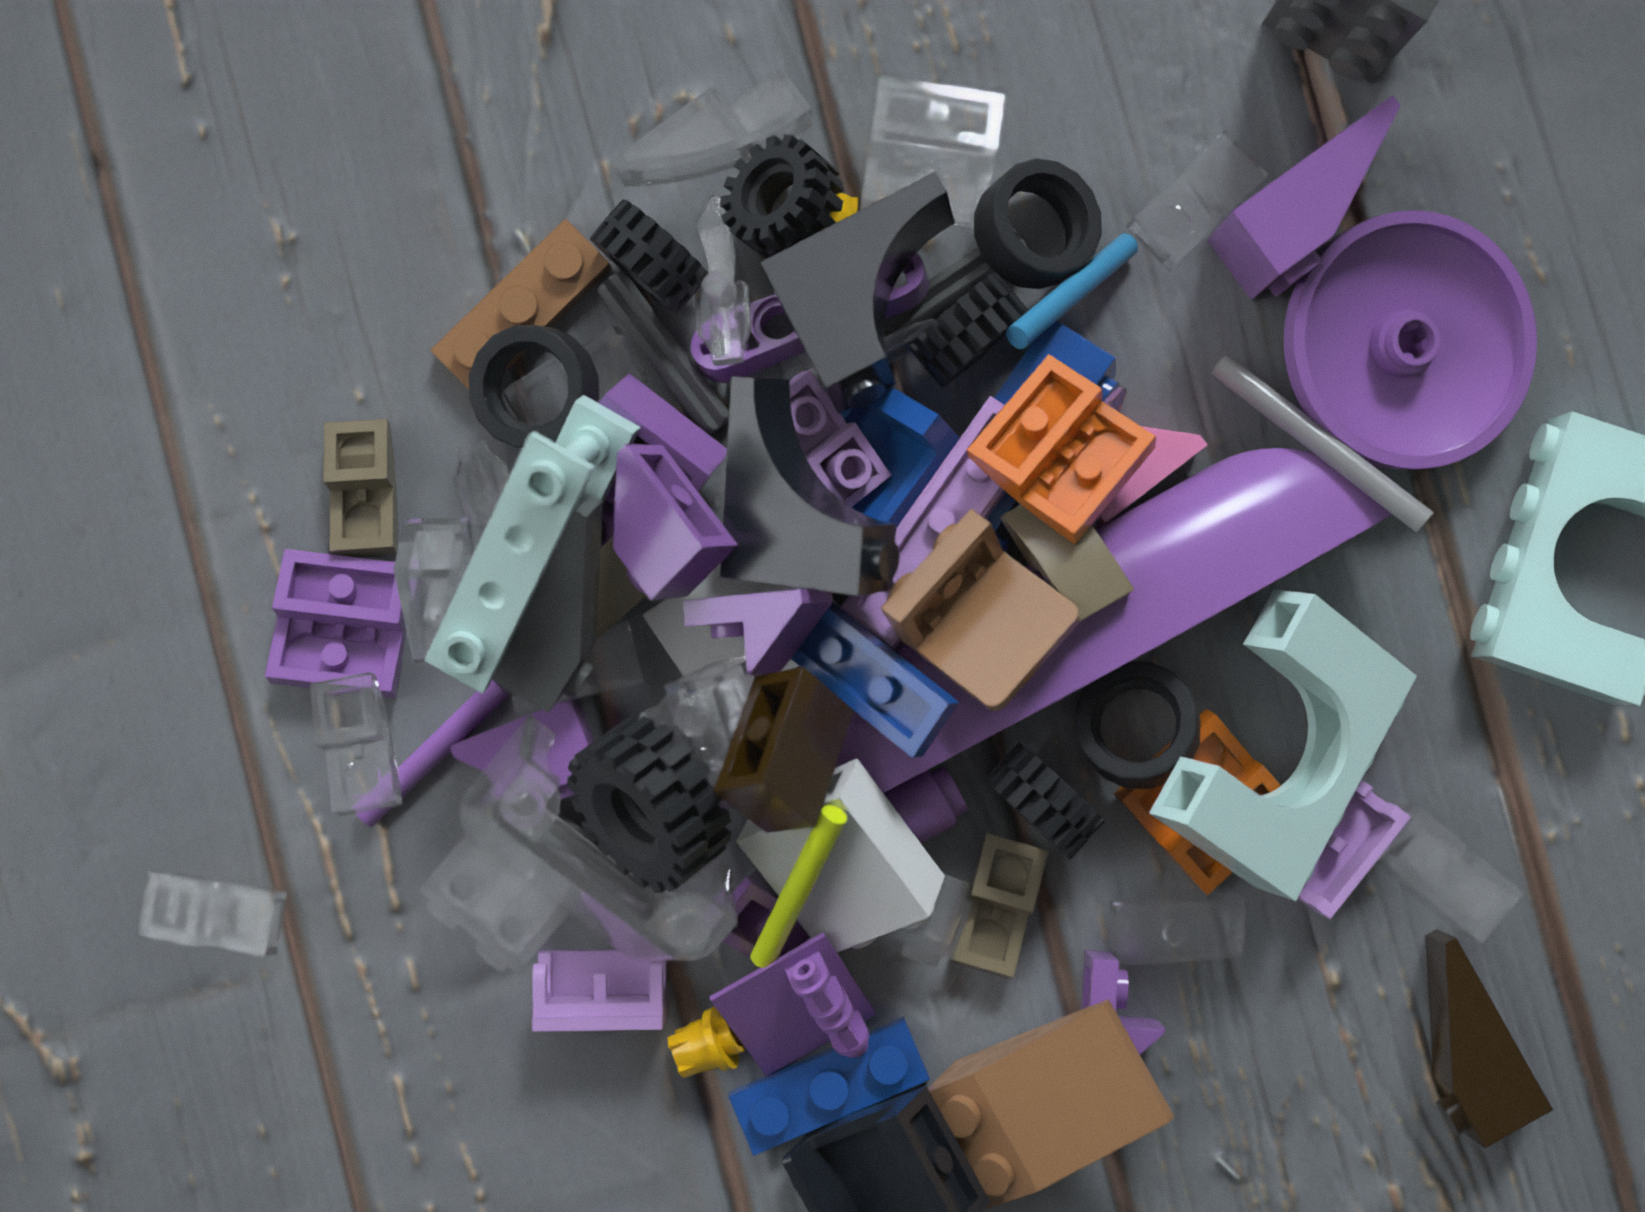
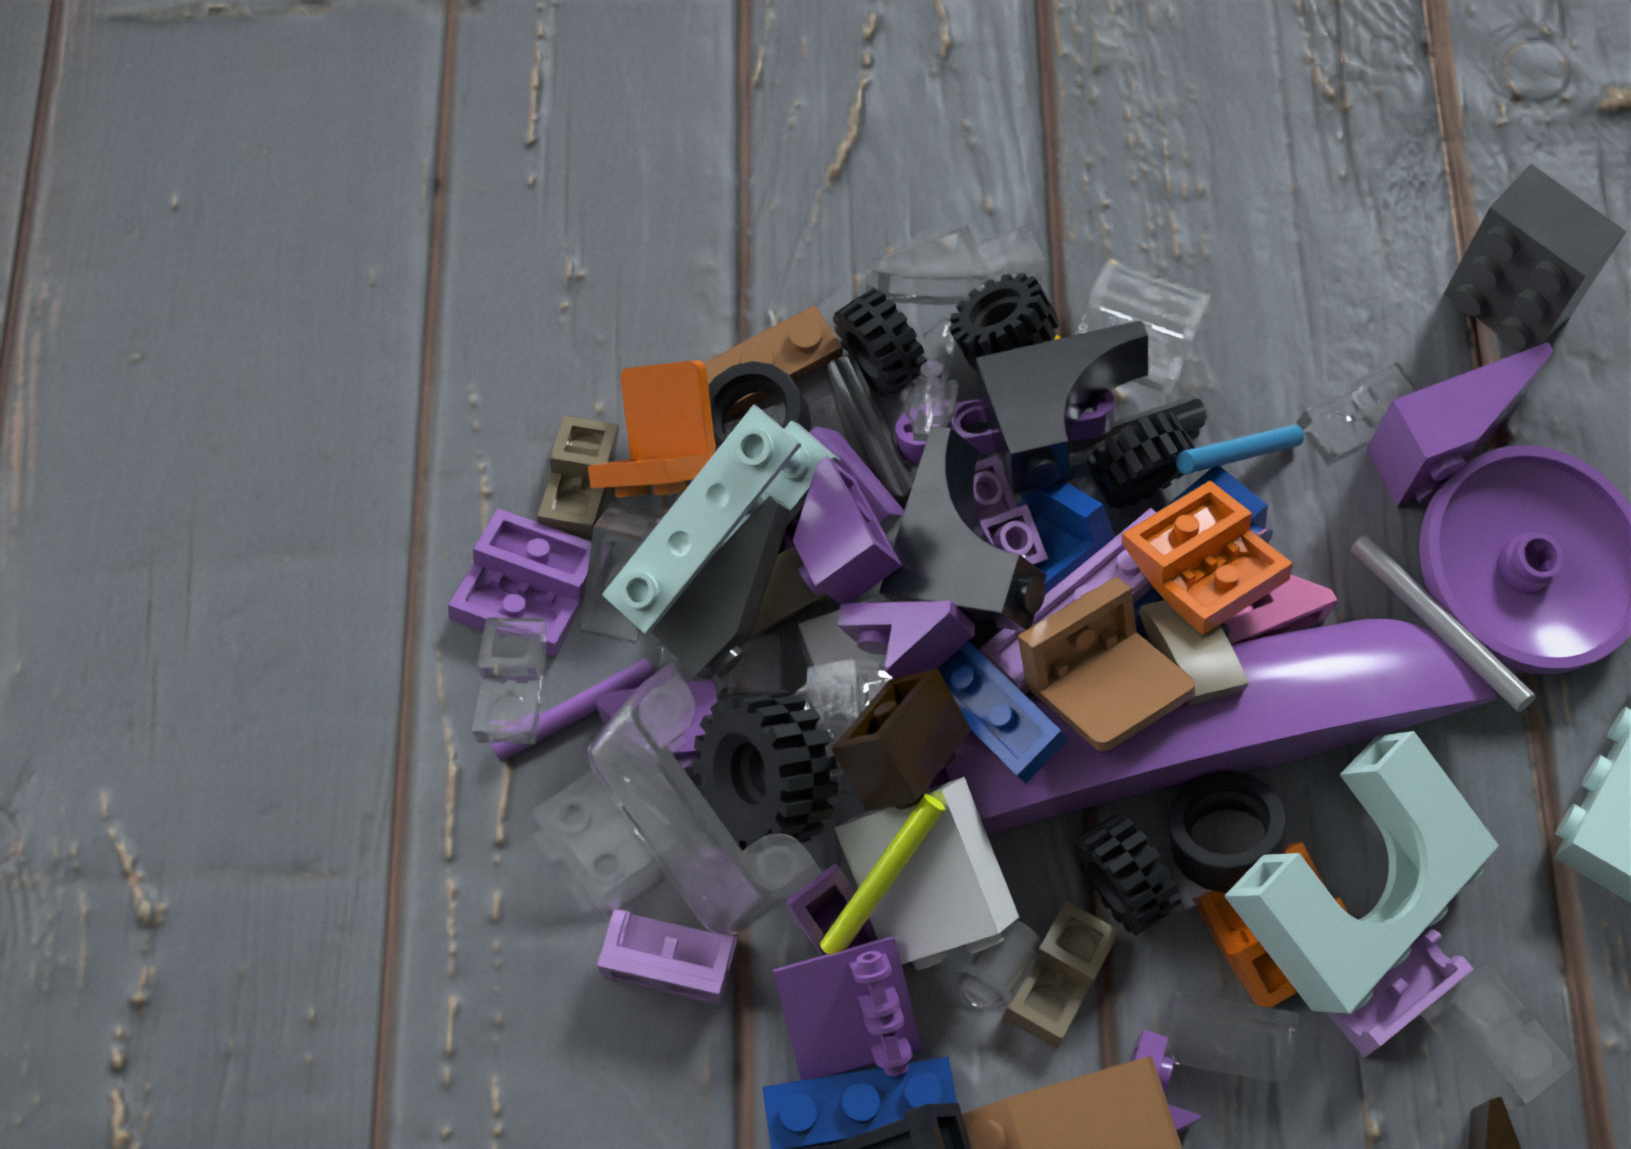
camera: 10 degrees right, 20 degrees down
(212, 913) = (333, 801): clear slope -> none
(447, 433) = (666, 430): none -> orange bracket
(705, 1045) = (754, 1030): yellow hose -> none
(928, 803) = (1022, 857): medium lavender brick -> none
(1070, 199) = (1240, 370): black tyre -> none

